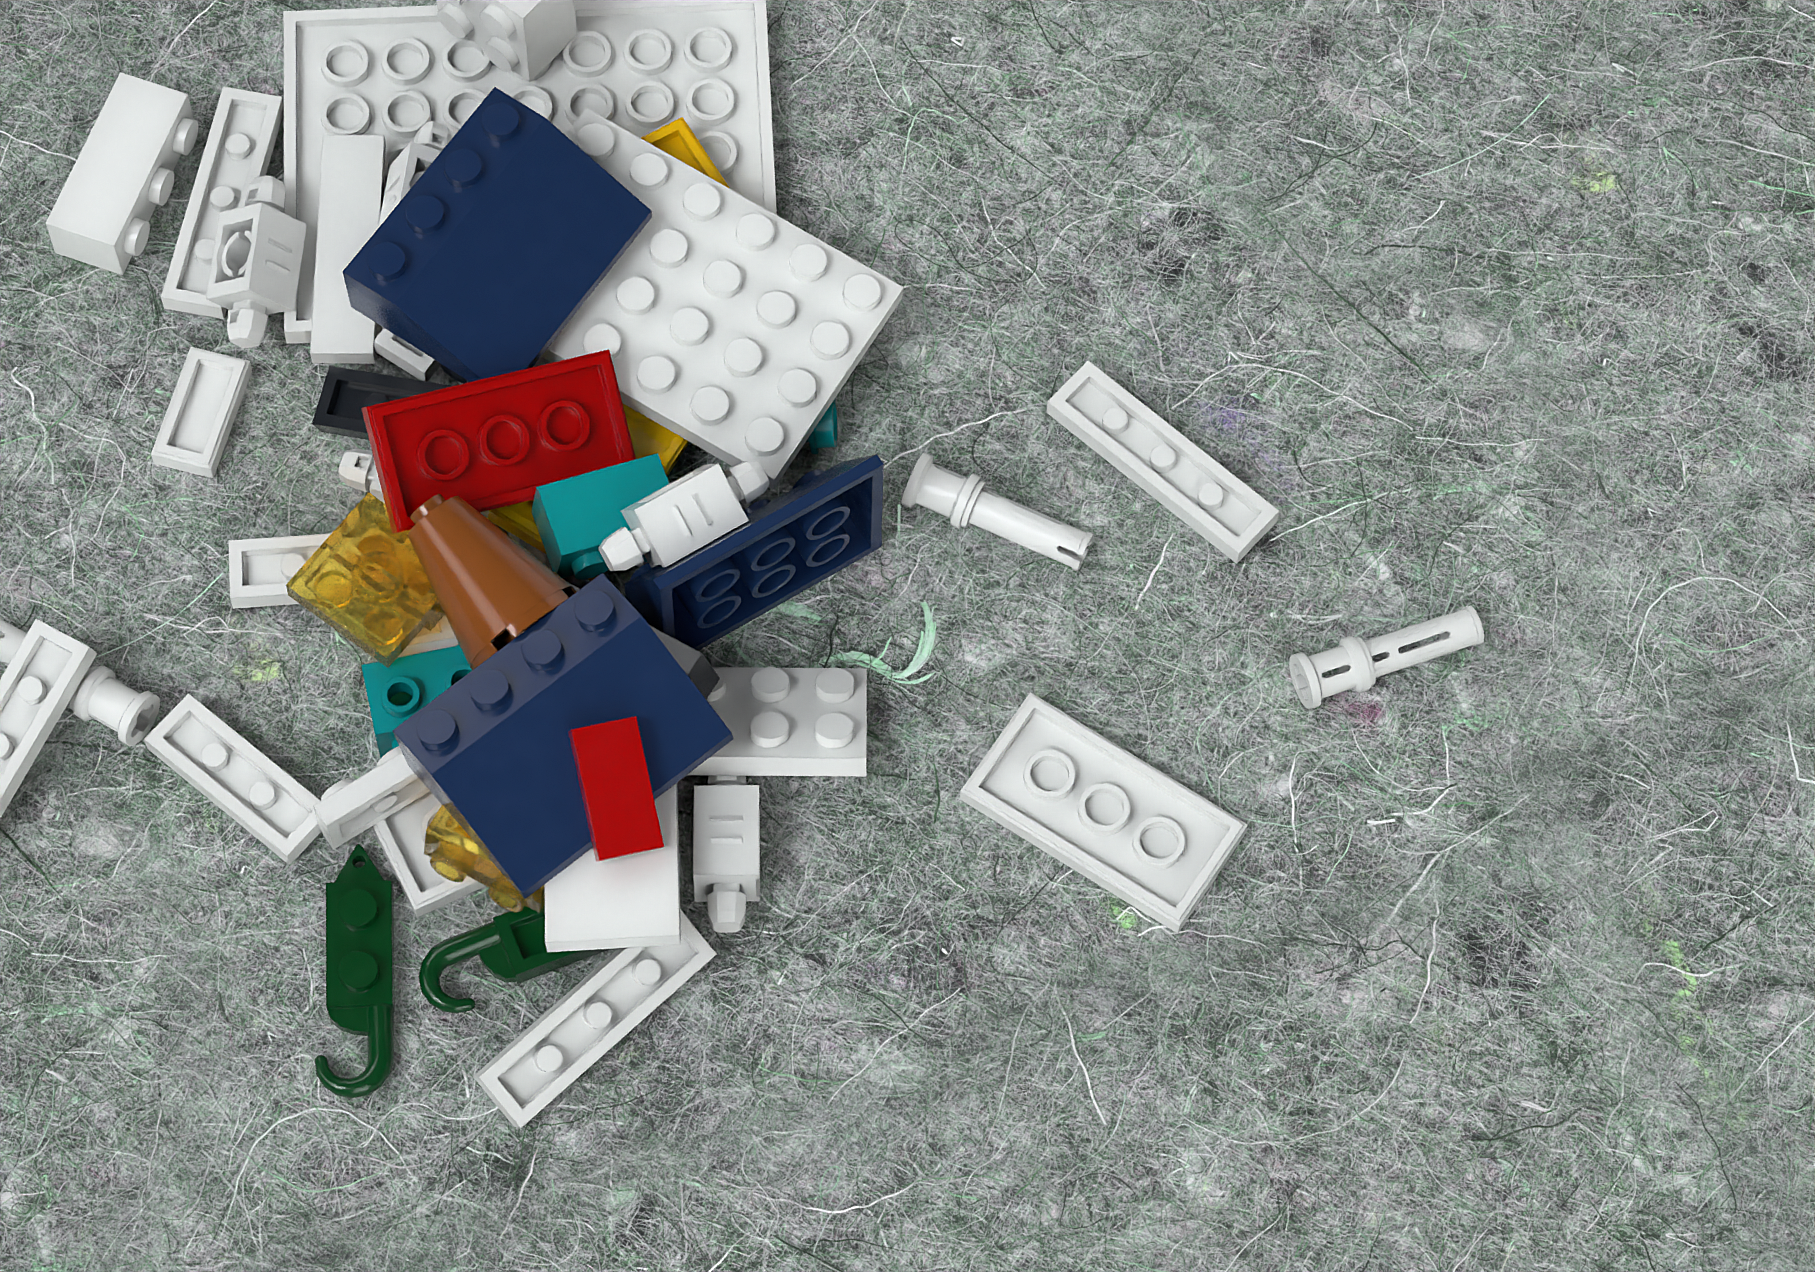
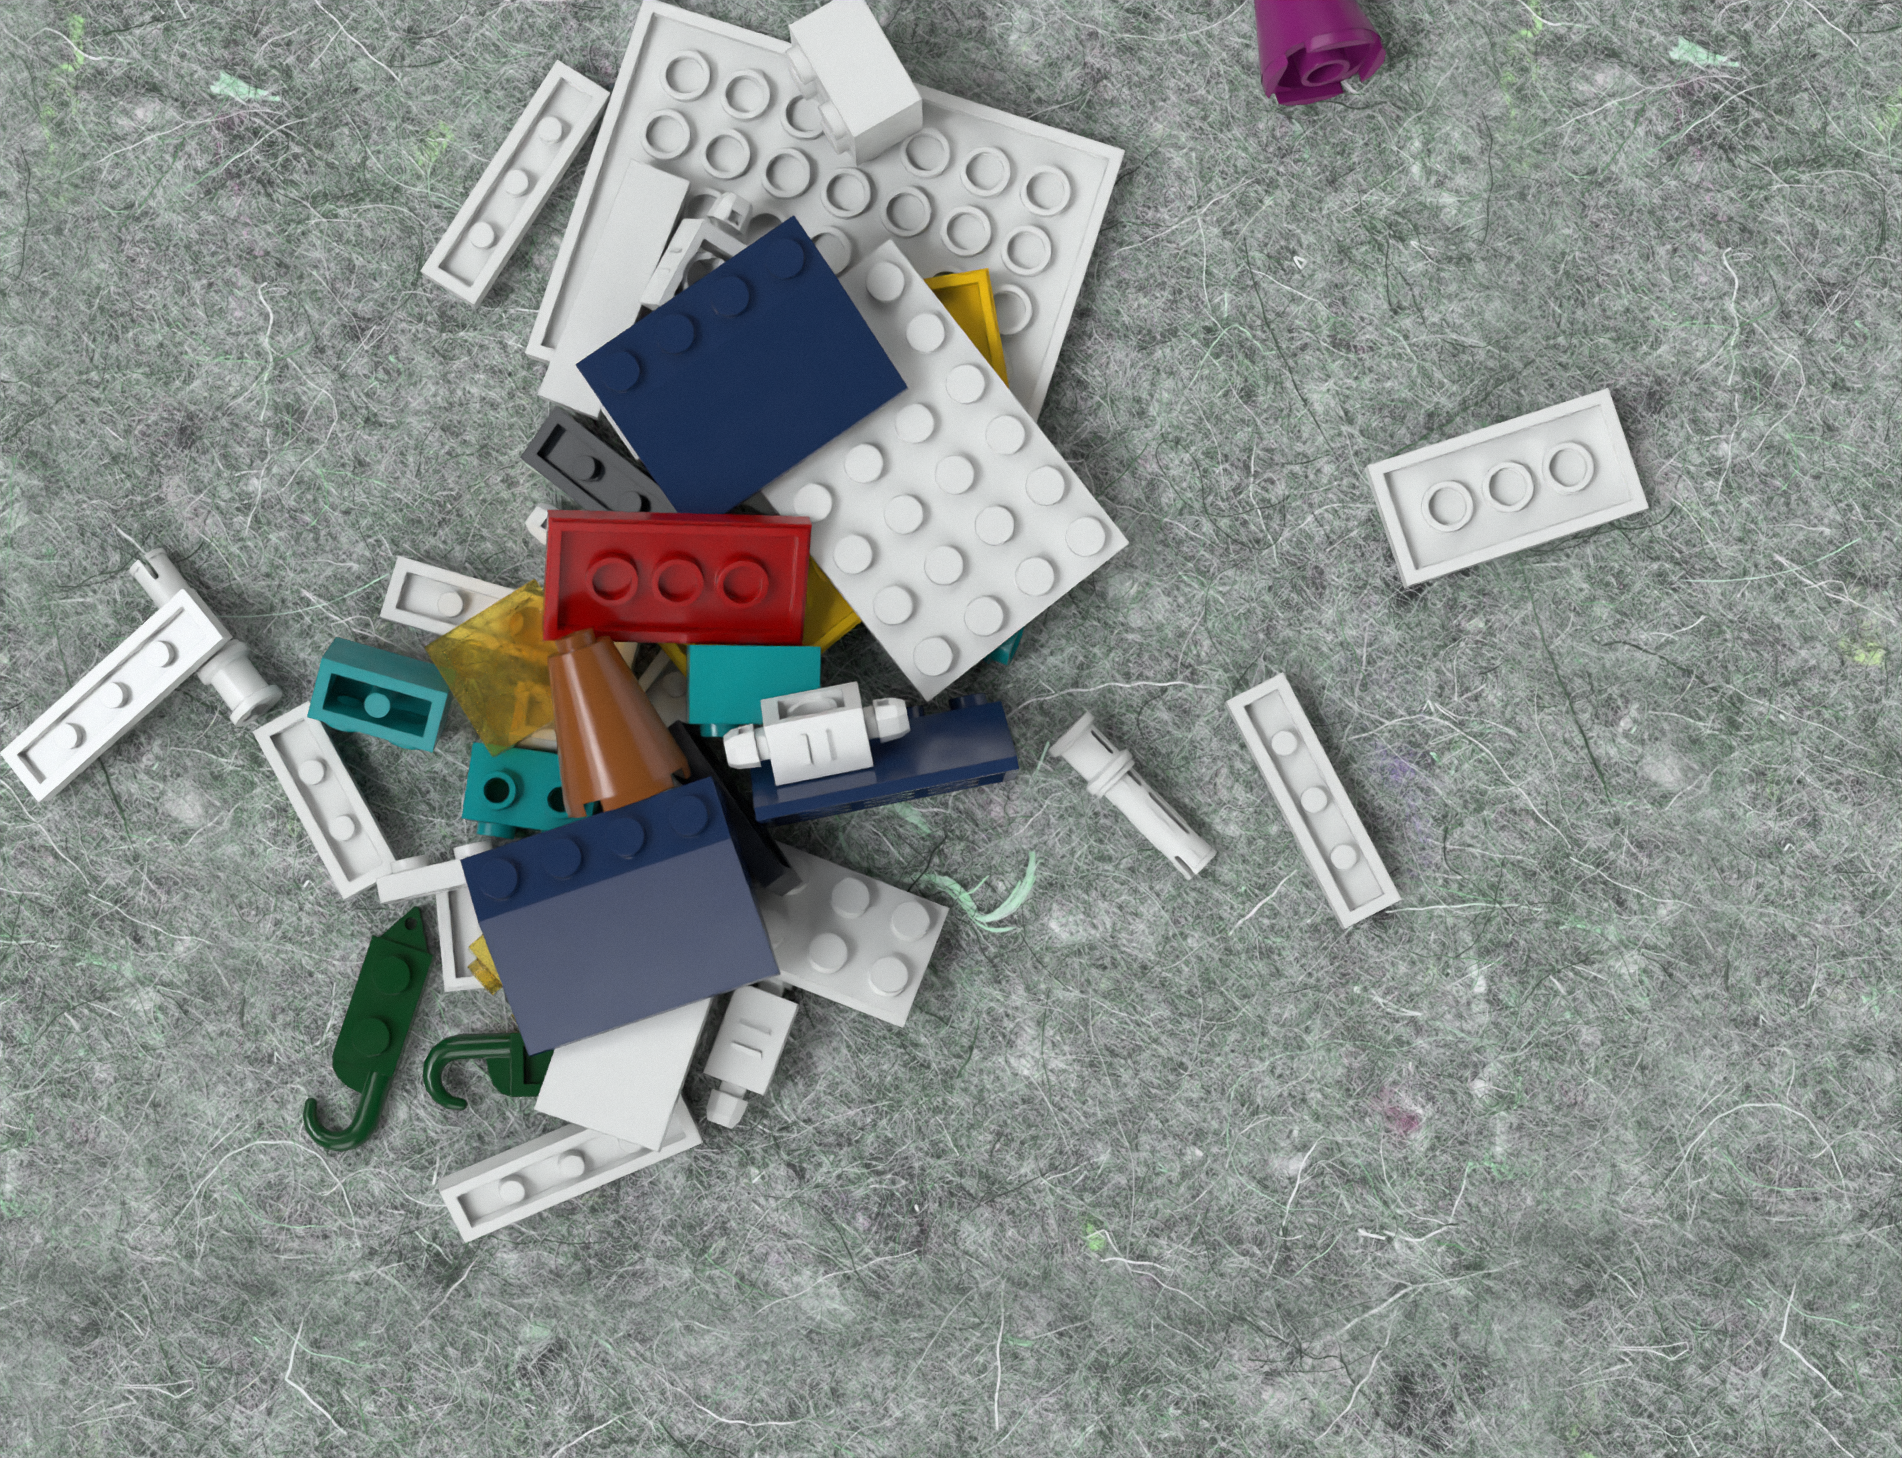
camera: 20 degrees right, 20 degrees up
(122, 174) = (430, 119): white brick -> none
(201, 412) = (423, 400): white tile -> none
(256, 261) = (520, 273): white piece -> none
(259, 658) = (381, 695): none -> teal brick
(616, 788) = (647, 995): red tile -> none
(1103, 812) = (1115, 1132): white tile -> none
(1220, 150) = (1506, 488): none -> white plate
(1358, 669) = (1412, 1079): white pin -> none

